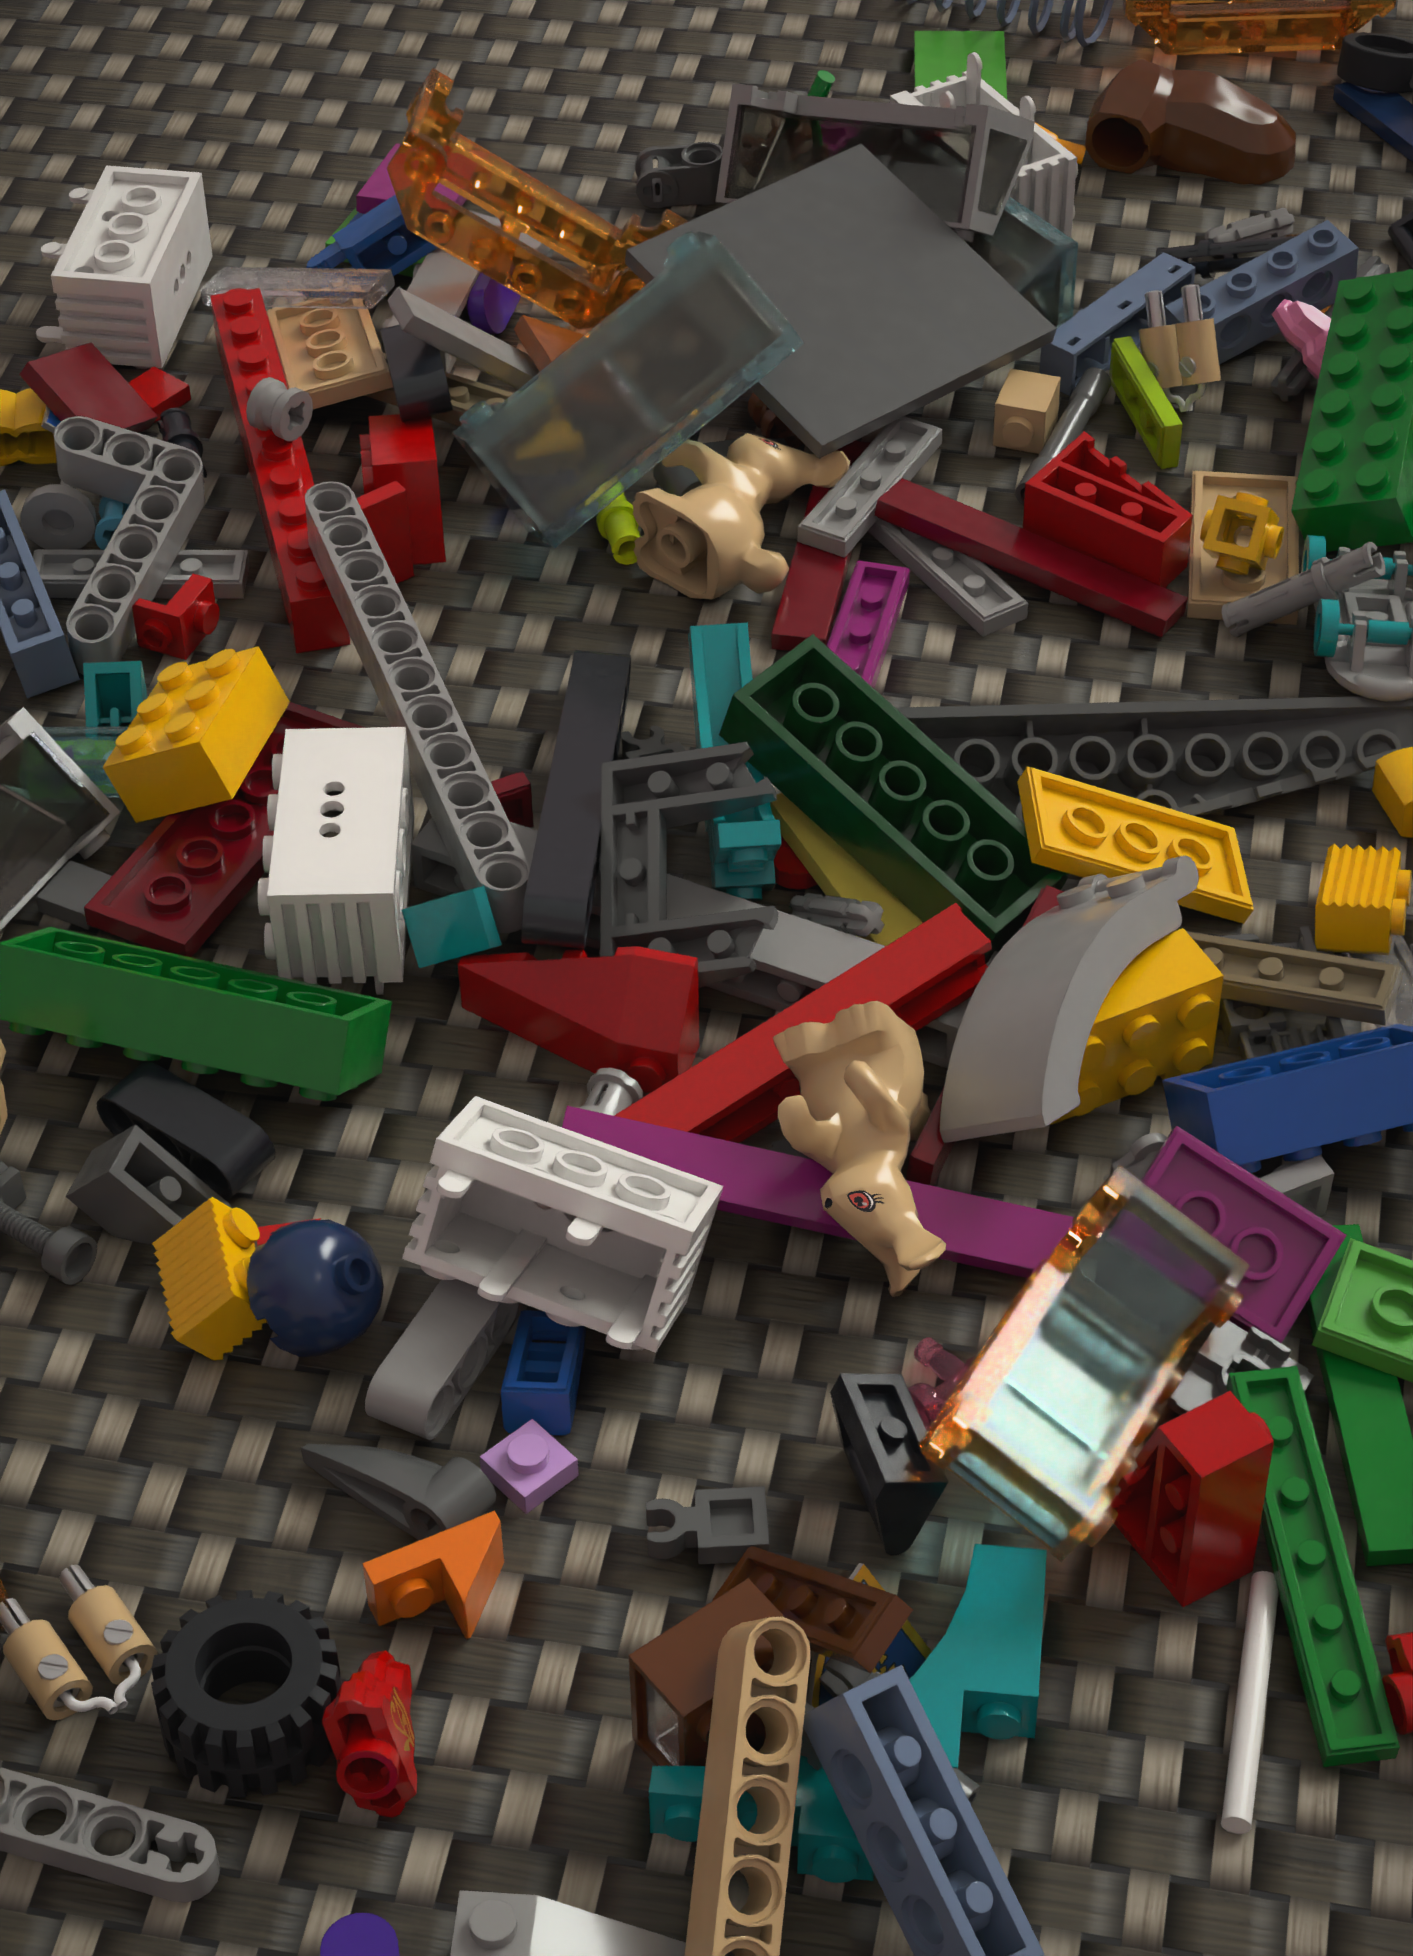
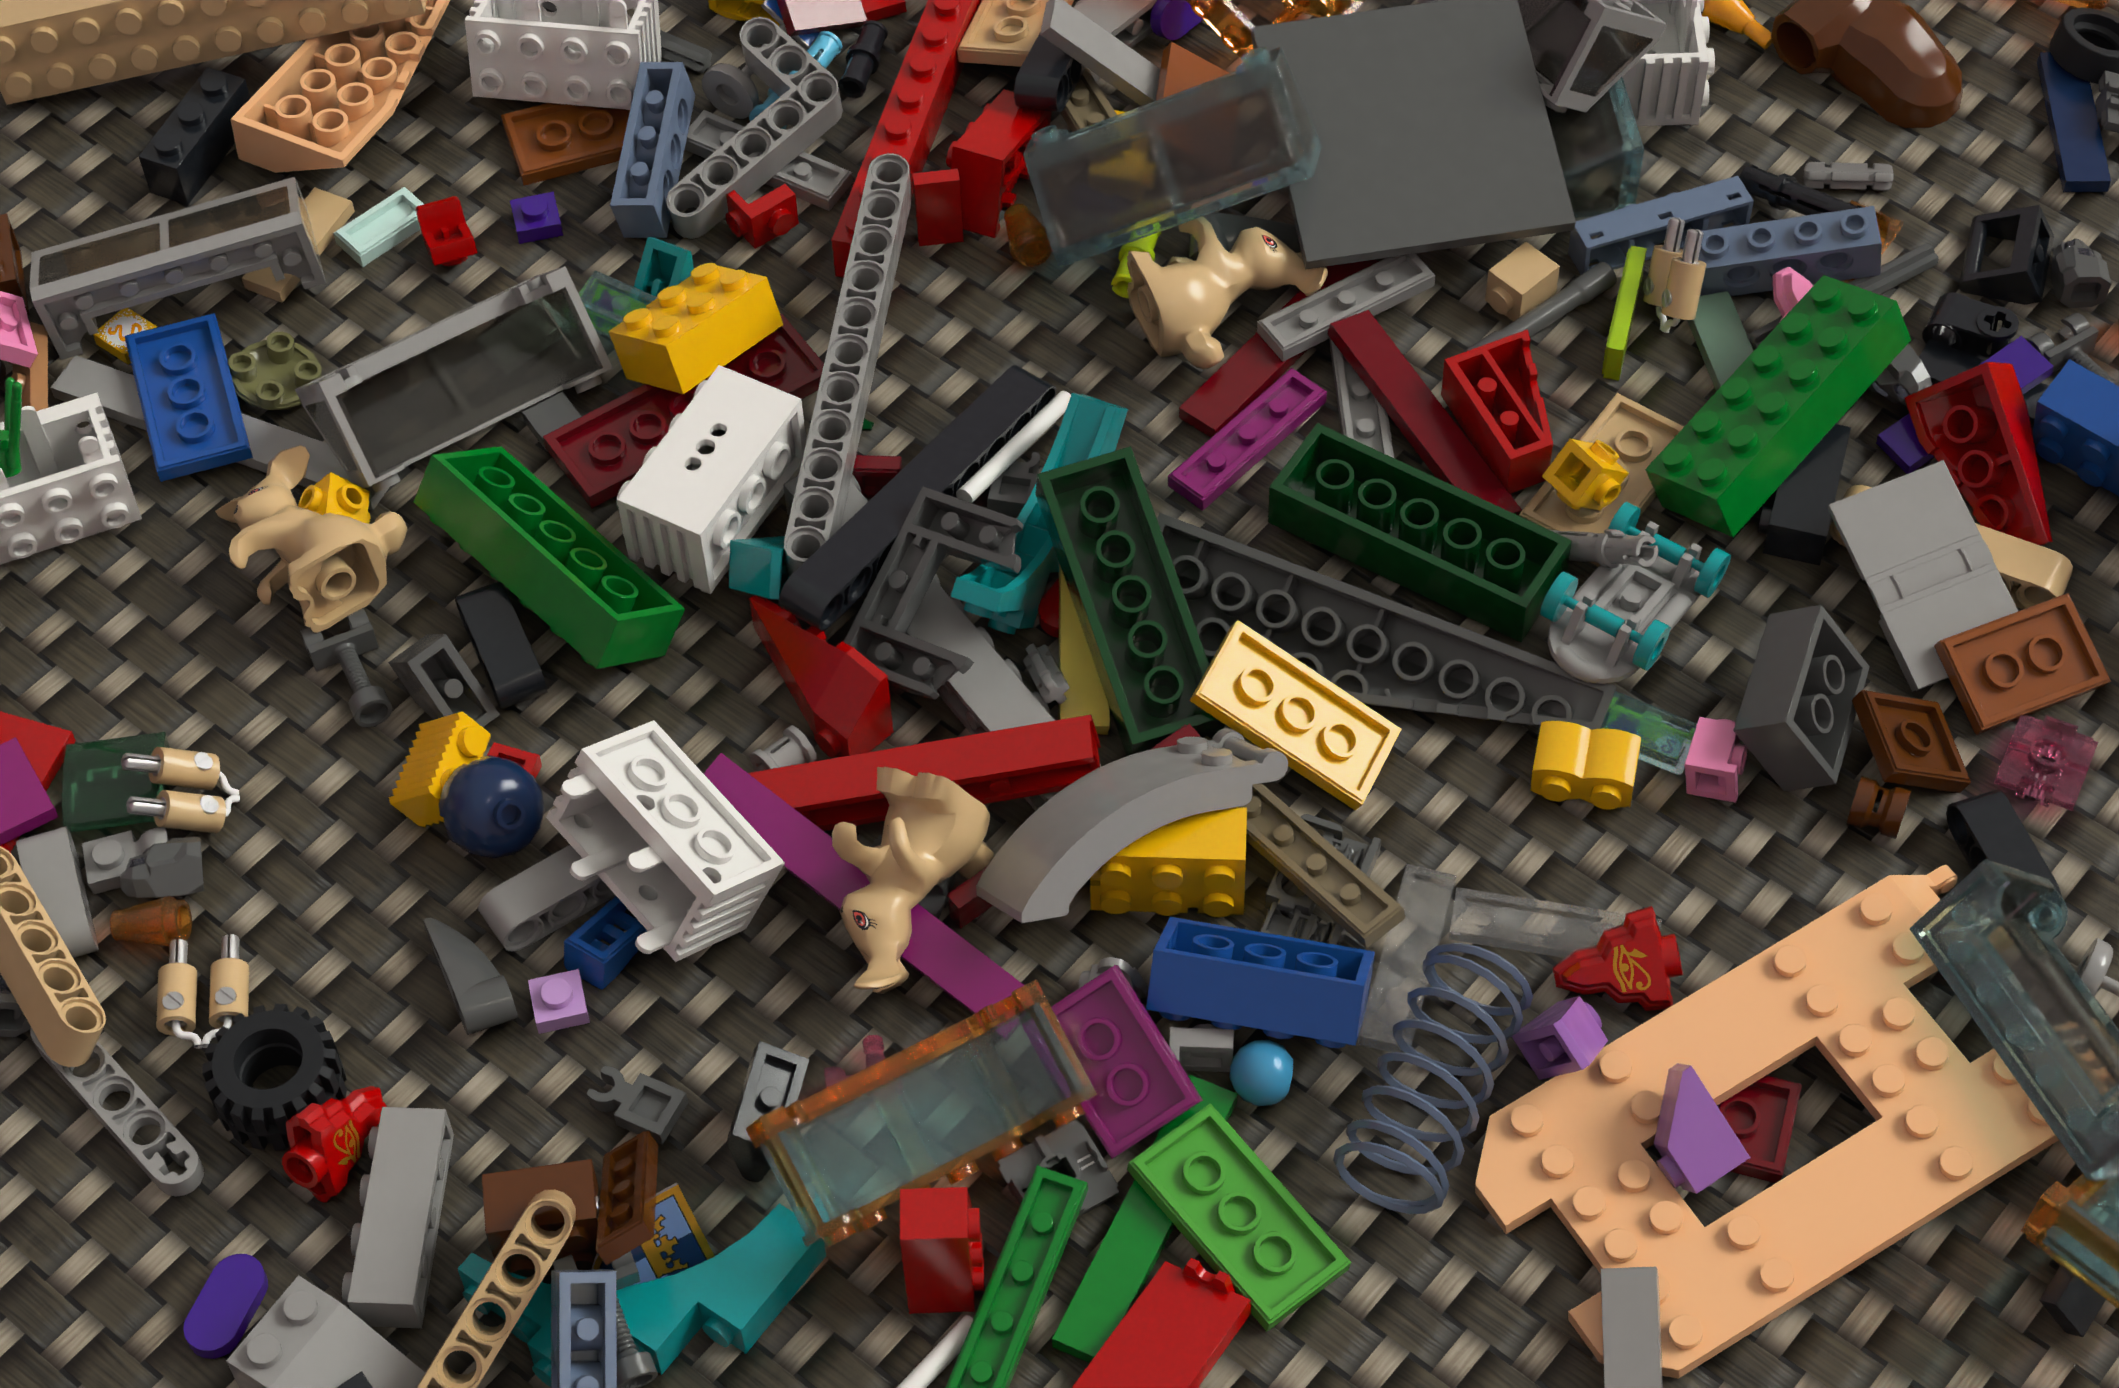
camera: 30 degrees right, 10 degrees up
(279, 409) = (920, 66): light grey wheel -> none
(447, 1566) = (456, 1051): orange slope -> none
(487, 541) = (1026, 236): none -> clear orange cone
(518, 1774) = (399, 1217): none -> light grey brick
(635, 711) = (1014, 448): none -> white bar
(1111, 642) = (1418, 531): none -> dark green brick
(1259, 404) = (1720, 336): none -> sand green tile
(1361, 900) = (1435, 835): yellow brick -> none
(1371, 1191) = (1262, 1072): none -> dark azure piece

